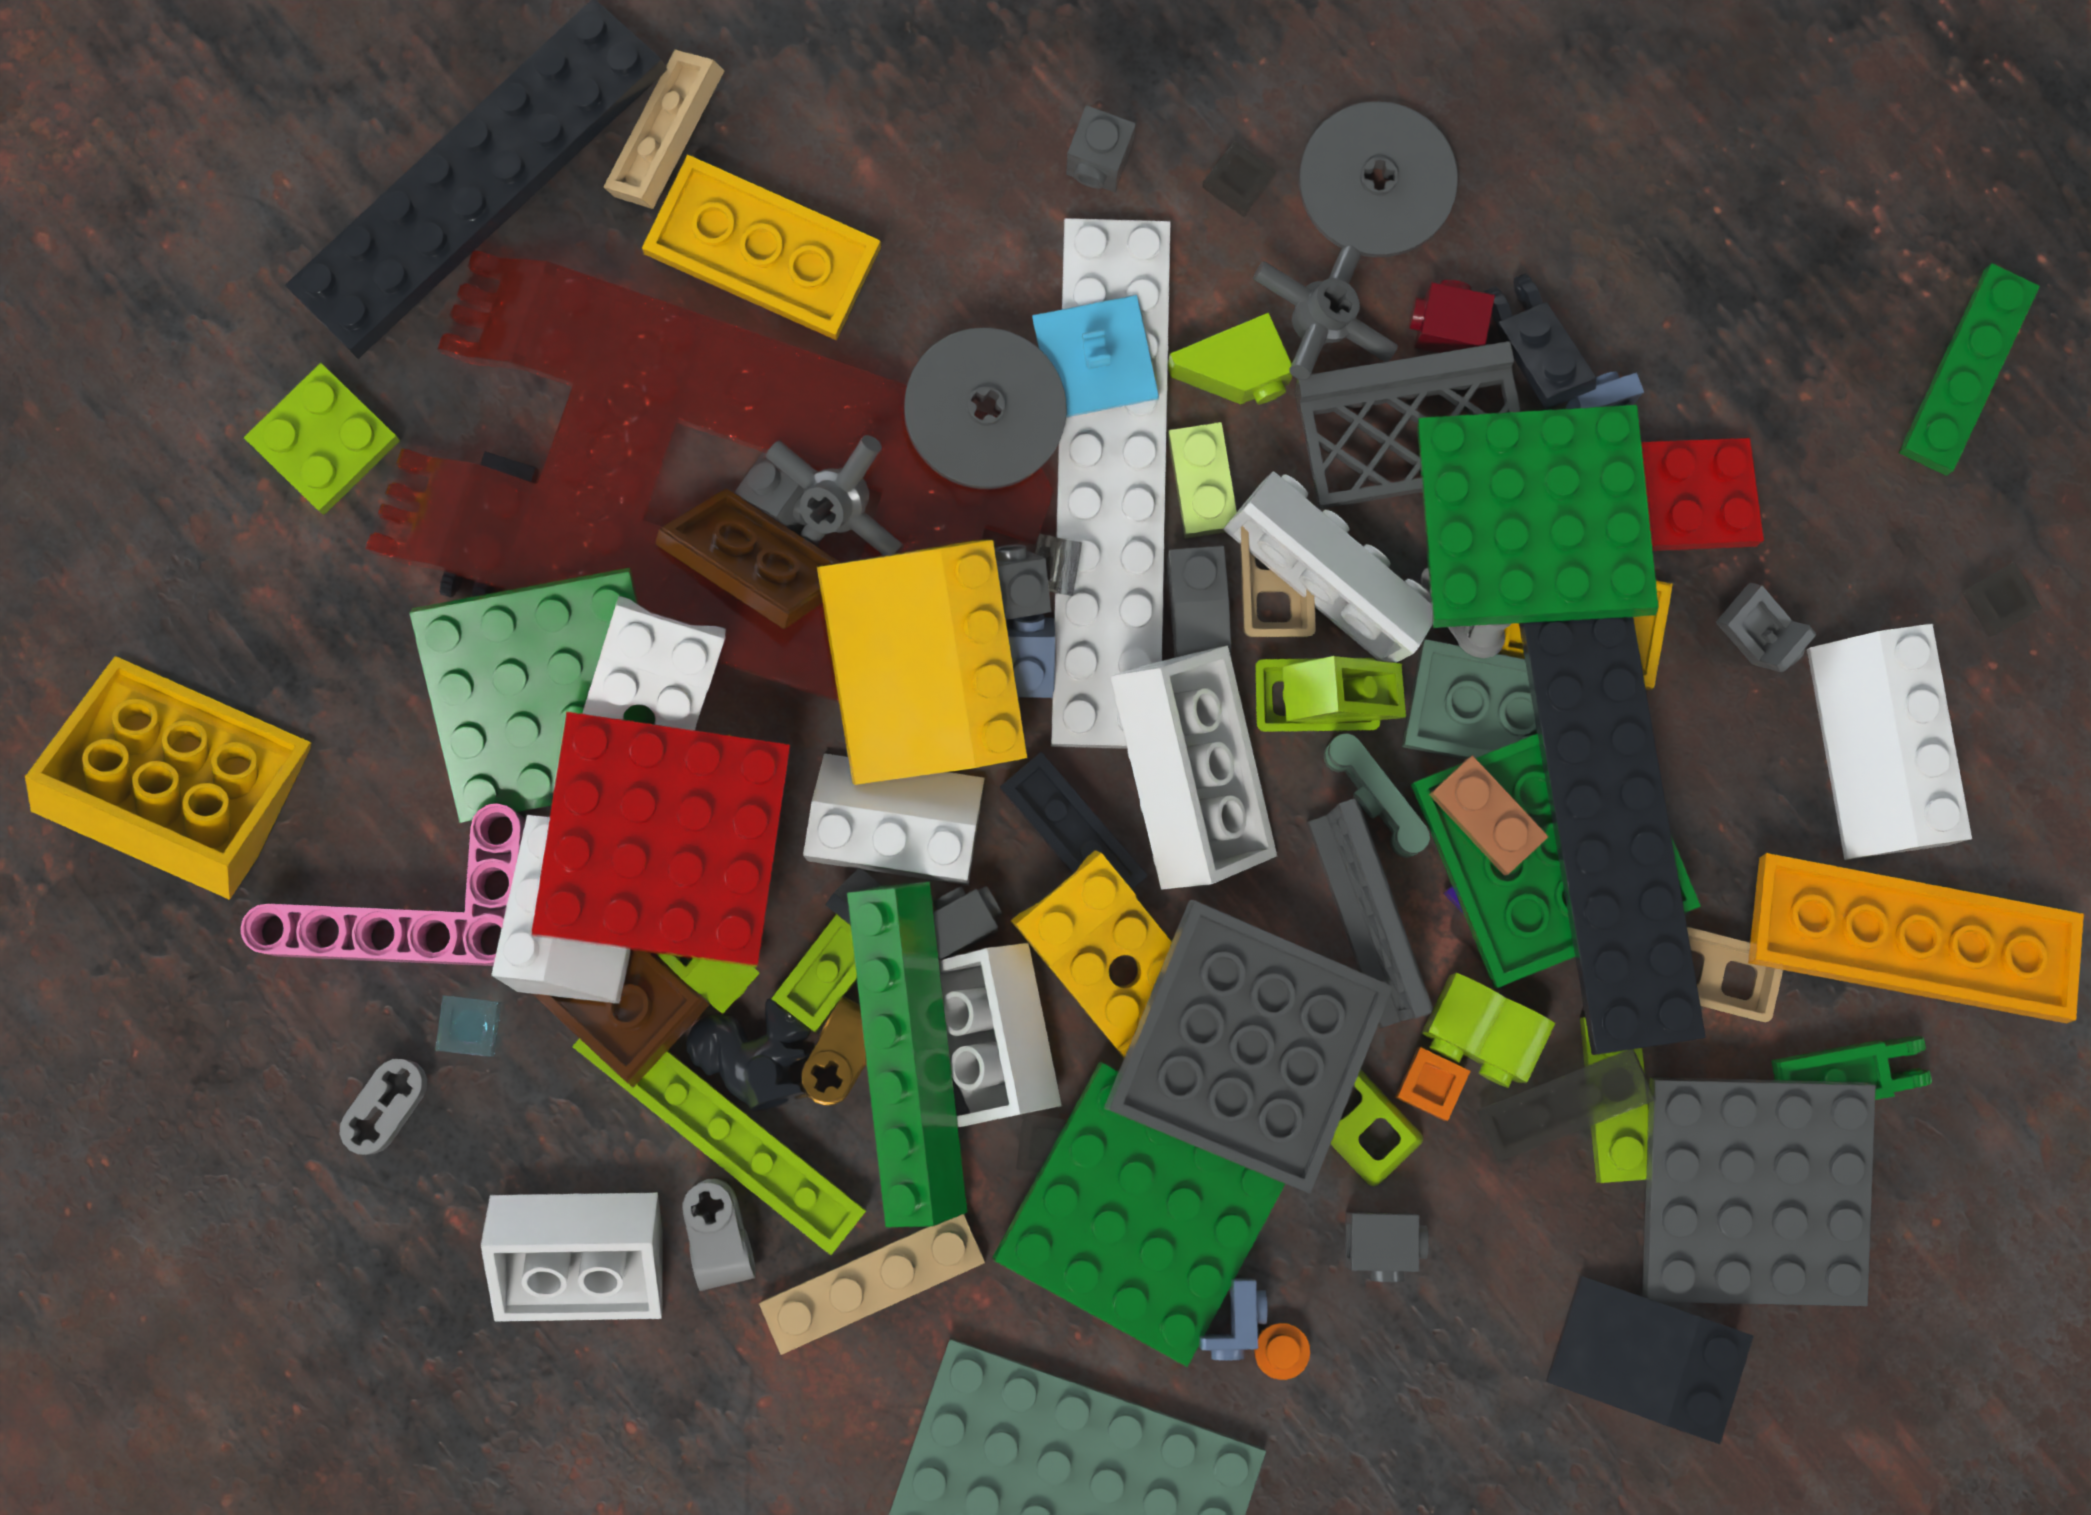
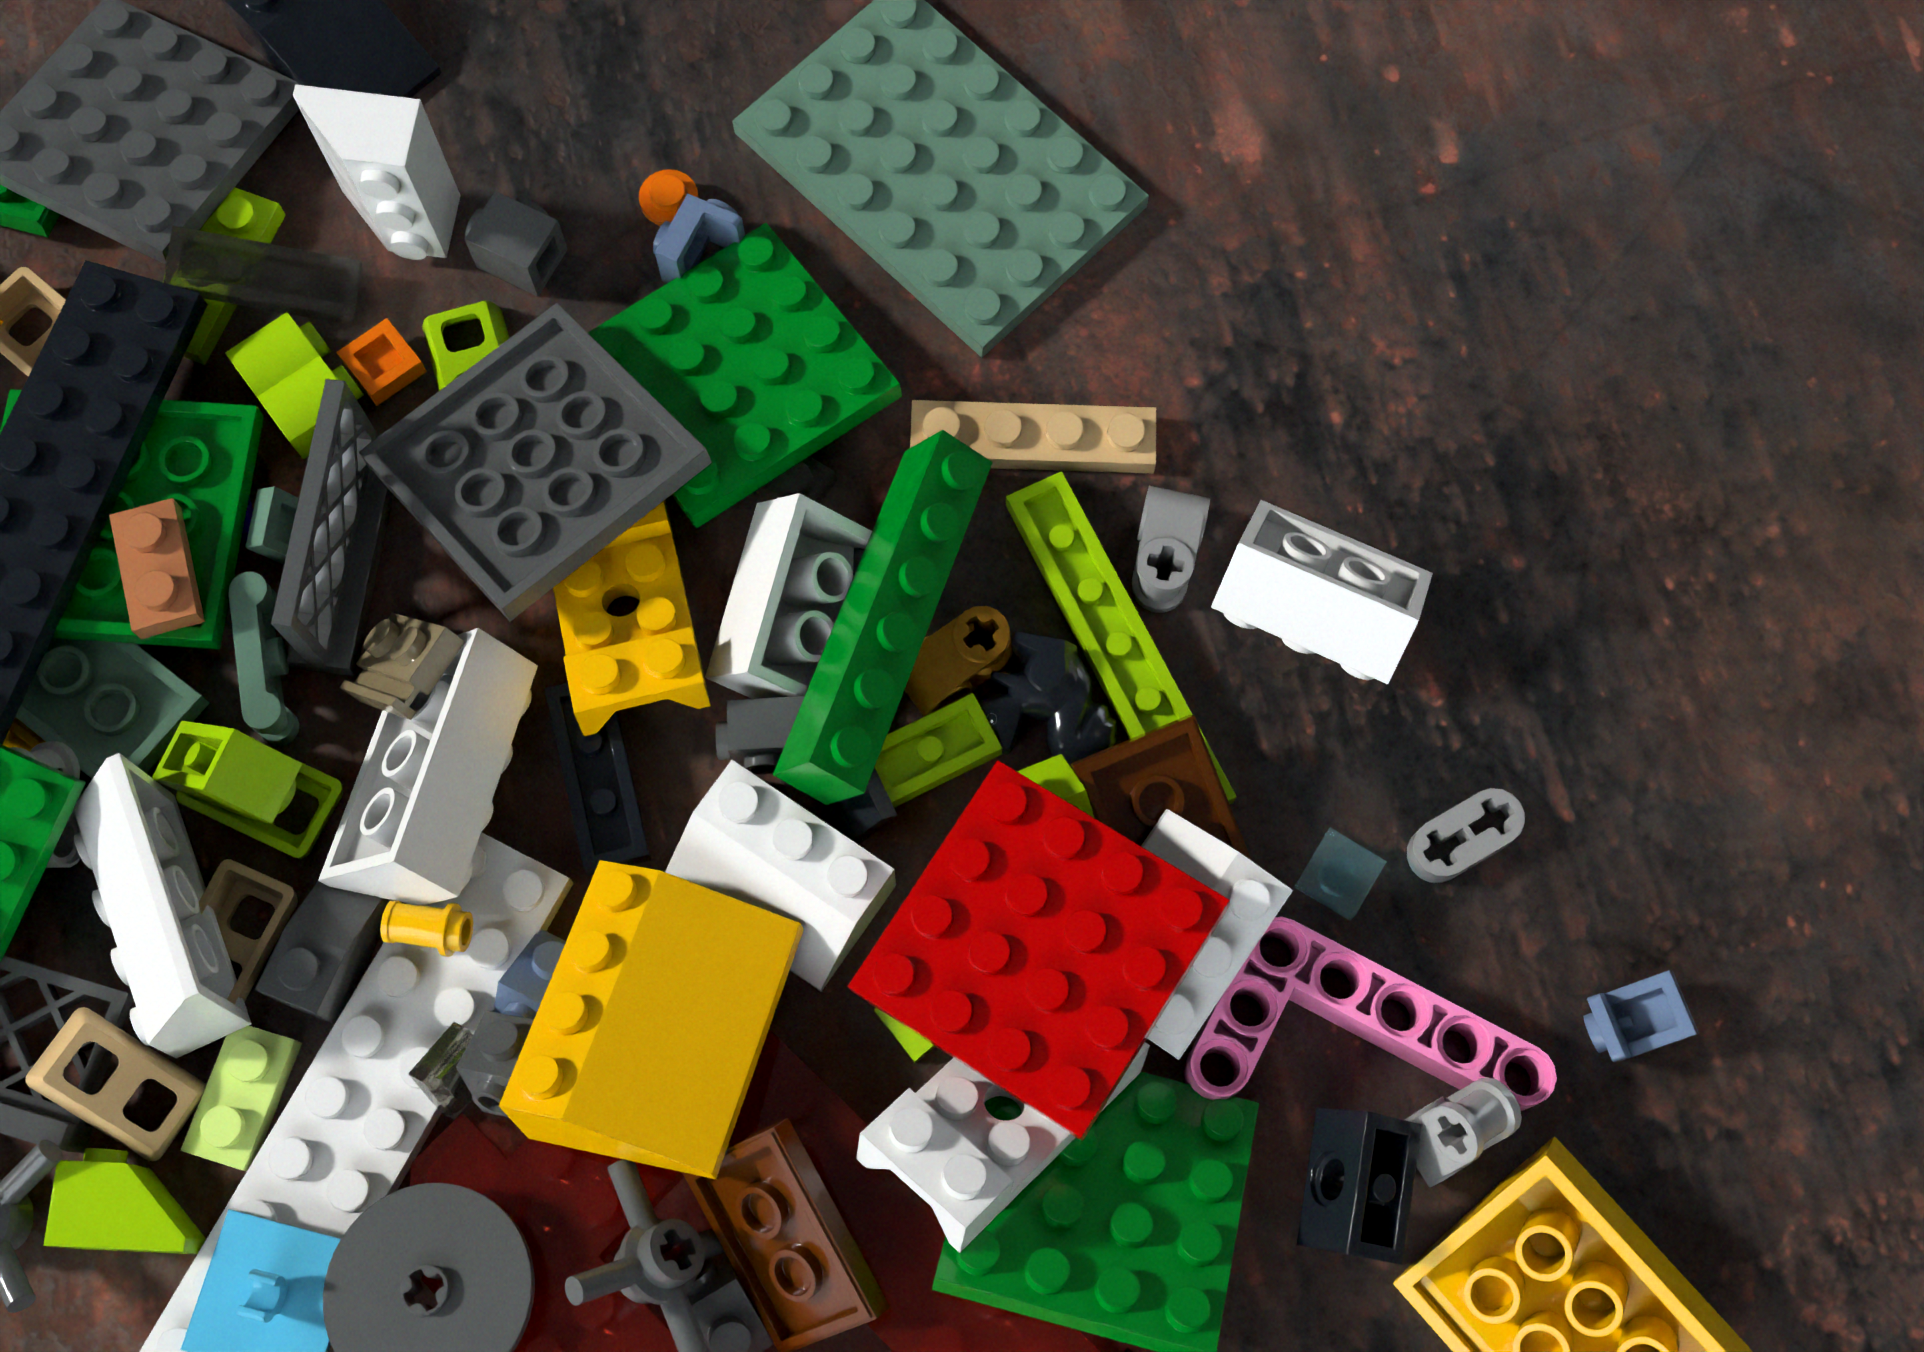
camera: 150 degrees left, 10 degrees down
(197, 1020) = (1639, 1017): none -> sand blue bracket
(304, 866) = (1463, 1126): none -> light grey piece
(359, 791) = (1359, 1184): none -> black brick
(1128, 651) = (426, 926): none -> yellow pin
(1263, 837) = (400, 661): none -> dark tan plate
(1327, 464) = (106, 1107): none -> tan piece
(1424, 905) = (272, 523): none -> sand green plate
(1508, 1234) = (386, 166): none -> white slope

